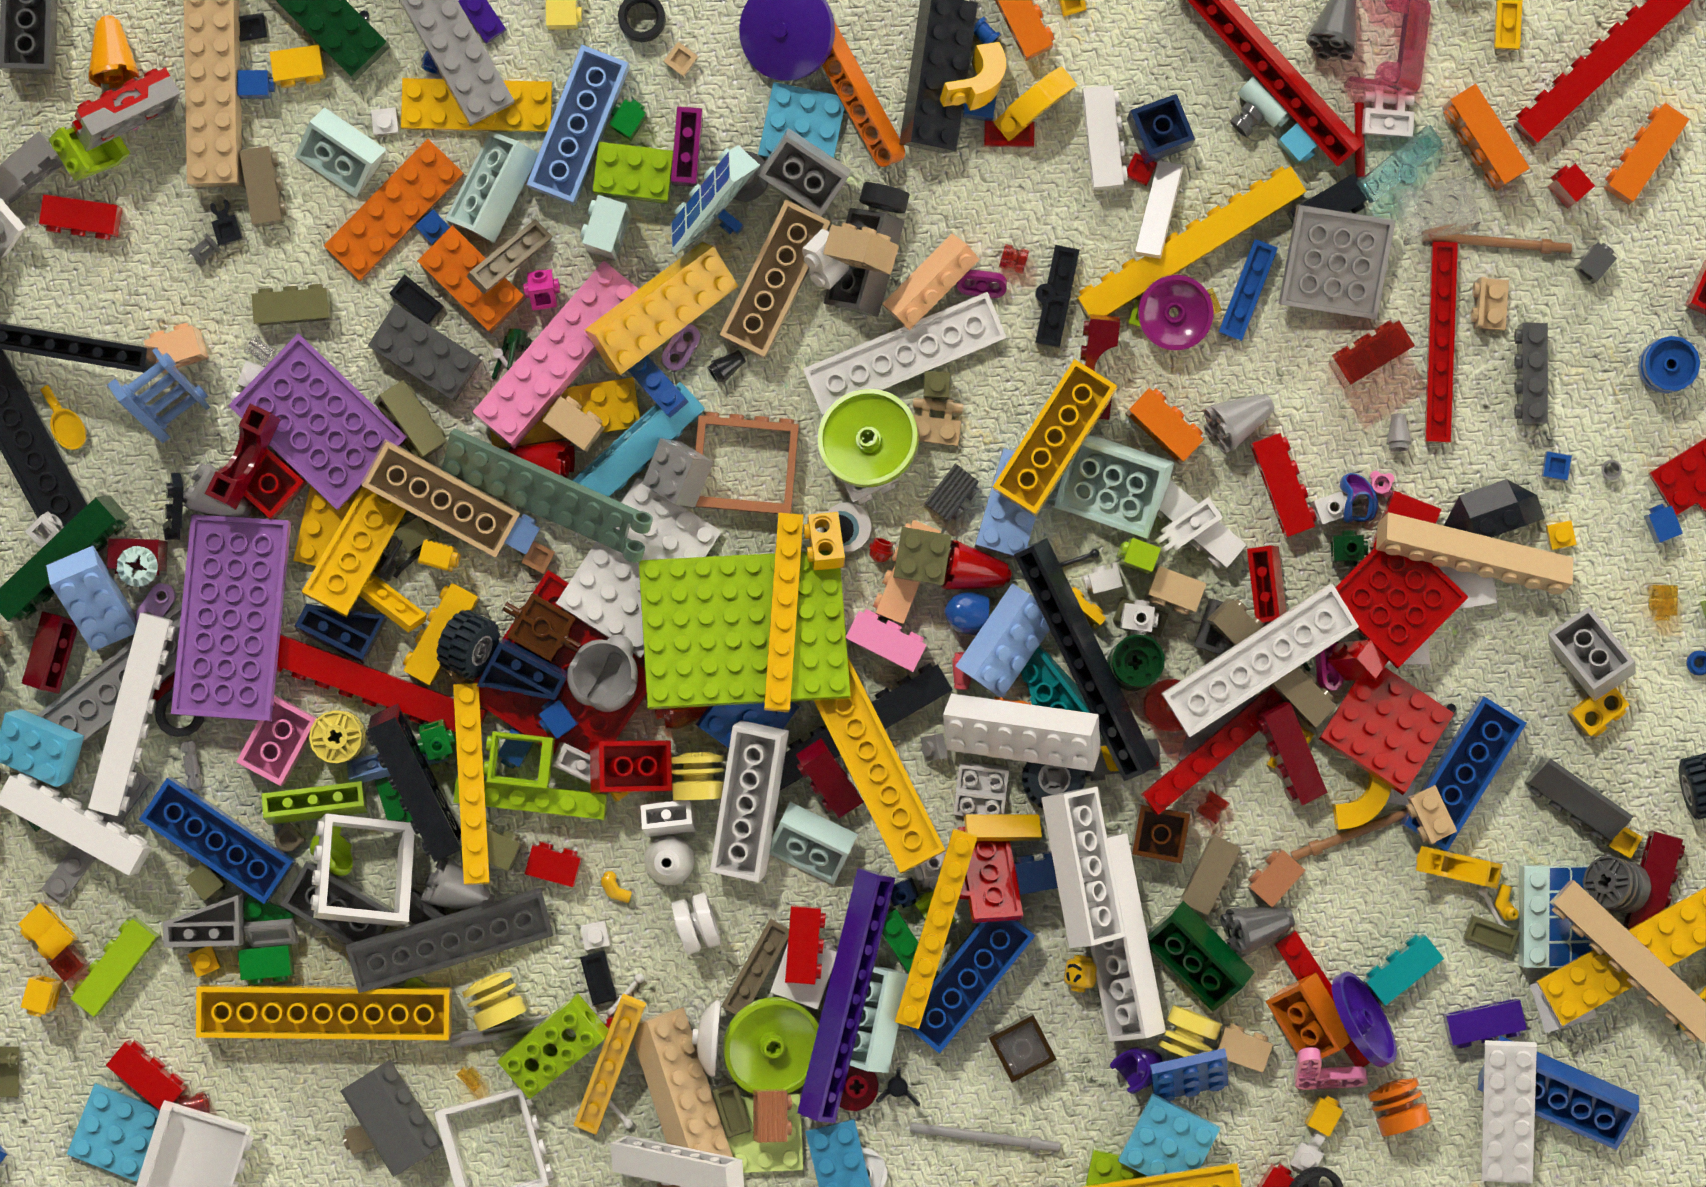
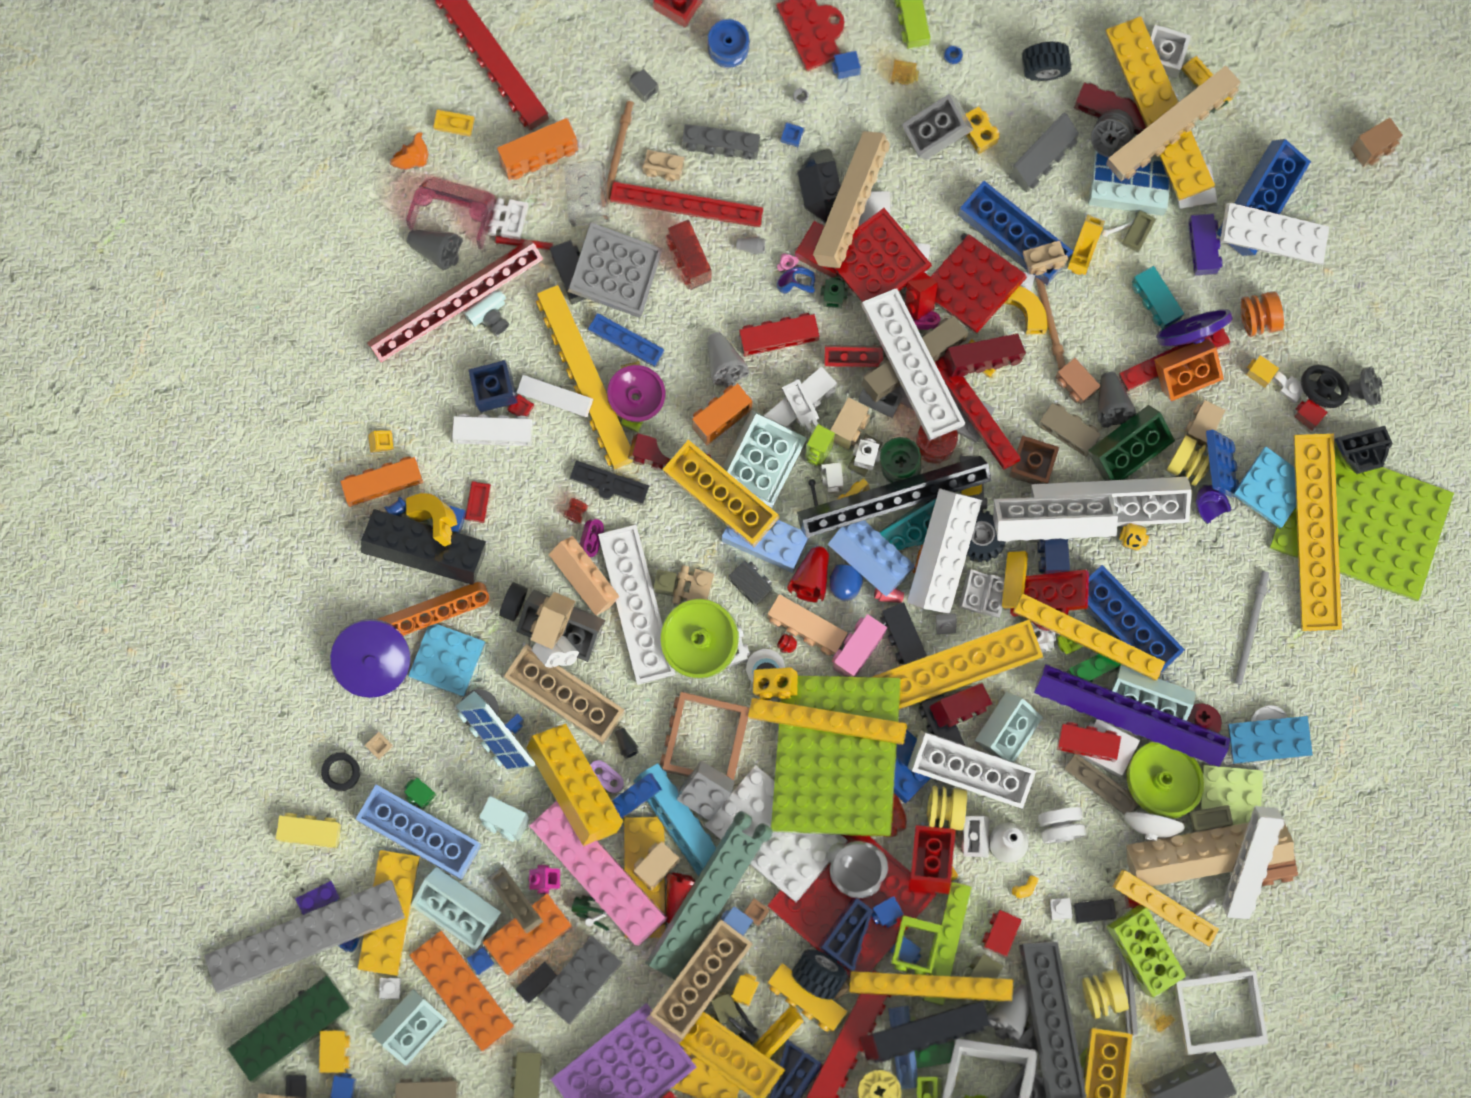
camera: 85 degrees left, 10 degrees down
(412, 419) = (631, 997): olive brick -> none
(435, 732) = (892, 1011): green brick -> none
(541, 627) = (812, 915): reddish brown plate -> none
(572, 761) = (922, 905): white slope -> none
(633, 172) = (463, 794): lime brick -> none
(639, 978) = (1099, 879): white hinge -> none
(687, 146) = (449, 749): magenta brick -> none
(770, 1115) = (1219, 787): nougat brick -> none
(804, 172) = (484, 659): light grey brick -> none
(898, 1087) = (1206, 688): black plant -> none
(904, 893) = (1056, 660): dark blue plate -> none
(922, 556) = (797, 609): olive brick -> none
(1022, 1047) = (1186, 588): piece -> none
(1034, 102) = (458, 477): yellow arch -> none
(1212, 807) = (1018, 420): clear red wheel -> none
(1298, 144) = (520, 287): medium azure brick -> none
(1310, 1075) = (1229, 373): bright pink beam -> none
(1323, 511) = (800, 307): white brick -> none
(1400, 165) = (548, 213): clear light blue hinge -> none
(1503, 904) = (1118, 218): yellow arm -> none
(1560, 535) = (844, 139): yellow plate -> none
(1570, 185) = (583, 93): red brick -> none
(1625, 842) = (1082, 124): yellow plate -> none
(1646, 153) = (567, 37): orange brick -> none

